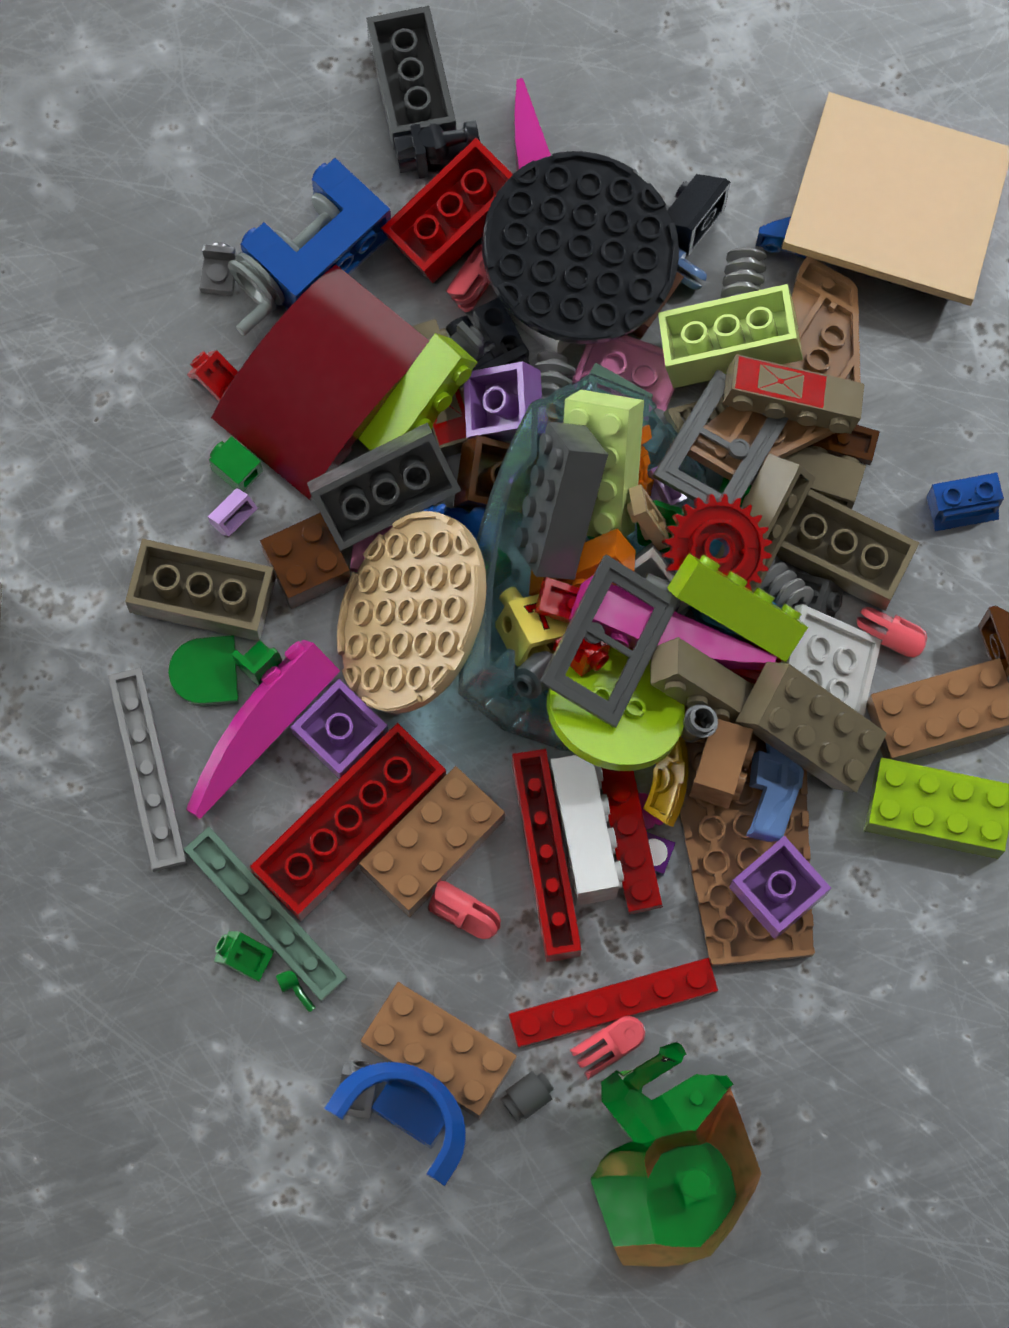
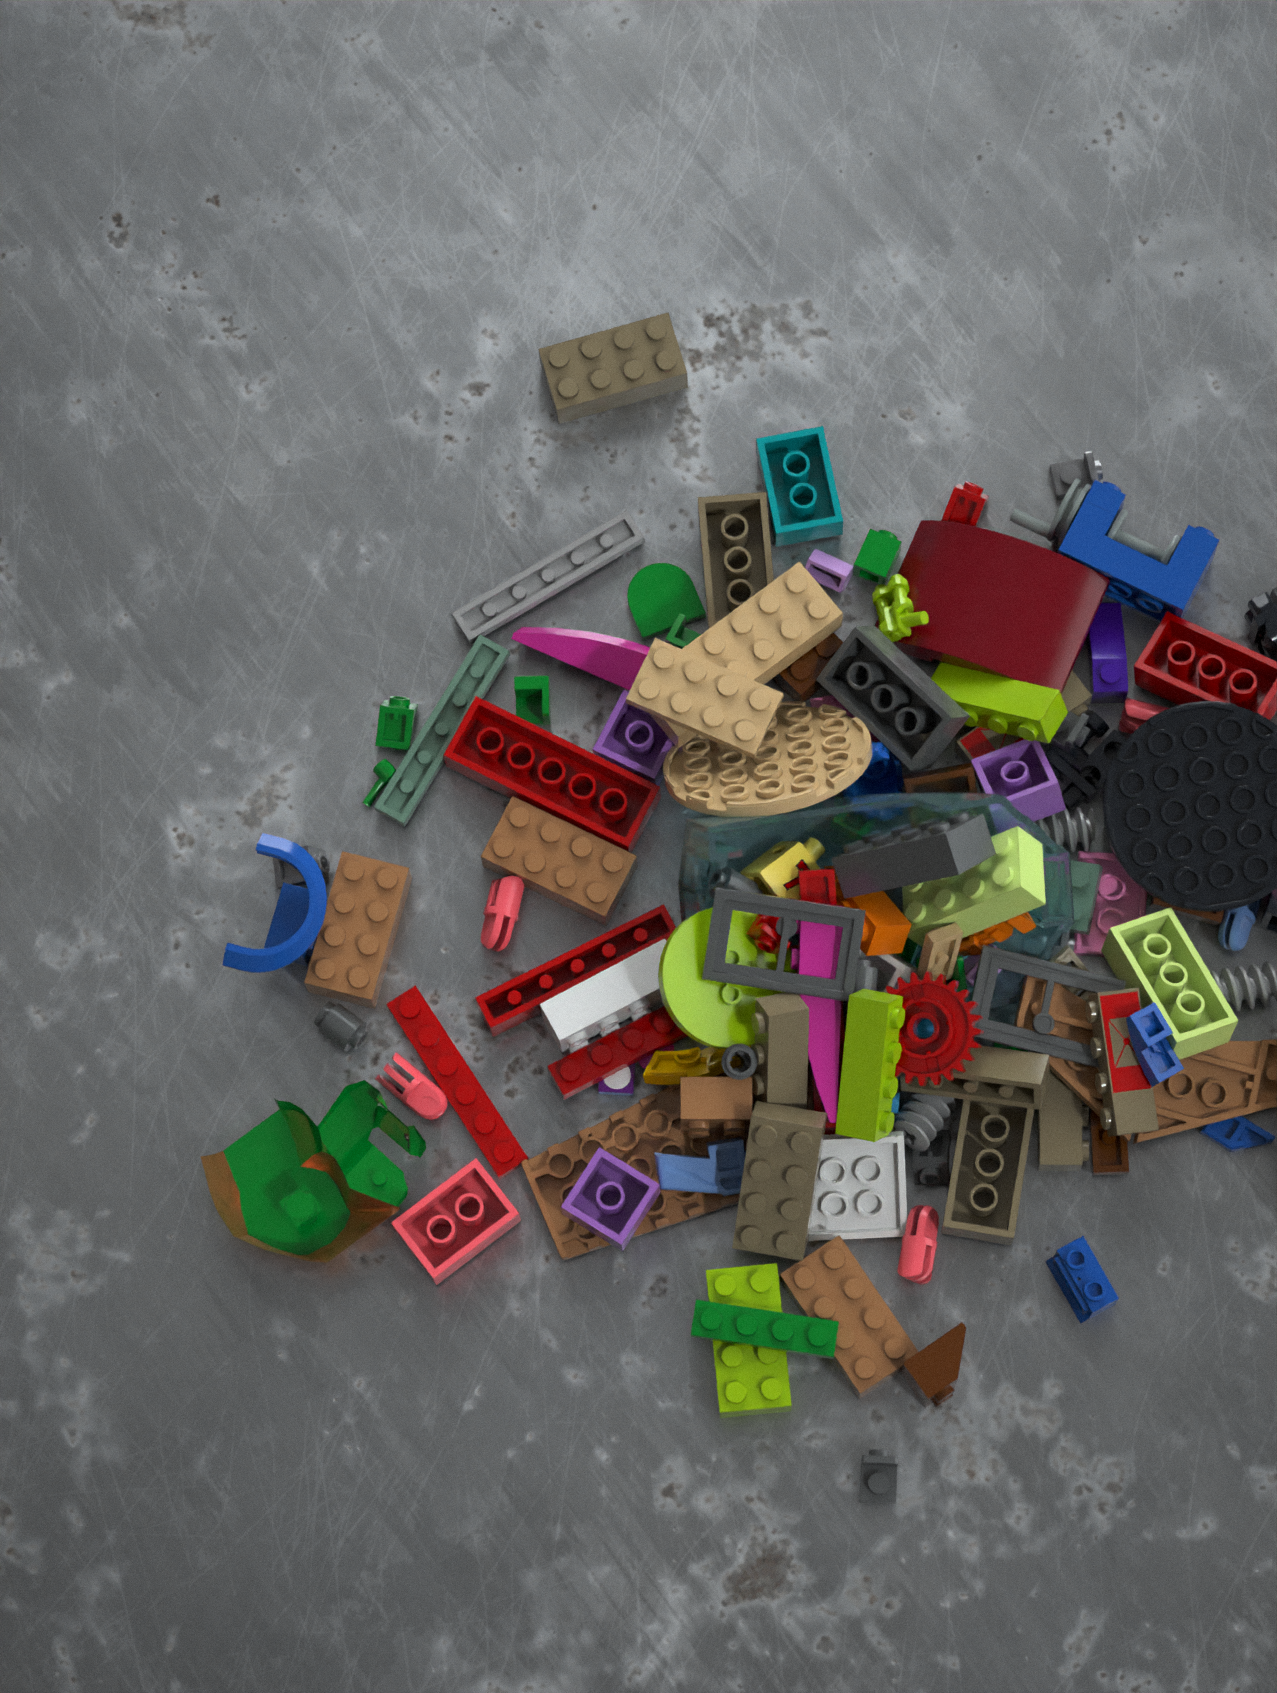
camera: 80 degrees right, 0 degrees up
(142, 506) = (799, 486): none -> teal brick
(264, 819) = (533, 699): none -> green panel
(299, 608) = (766, 633): none -> tan brick
(306, 462) = (899, 617): none -> lime piece
(338, 645) = (704, 698): none -> tan plate
(407, 296) = (1107, 656): none -> dark purple slope
(753, 1040) = (456, 1221): none -> coral brick
(796, 361) = (1148, 1036): none -> blue slope
(871, 331) = (1237, 1134): none -> blue tile
(943, 785) = (764, 1329): none -> green plate

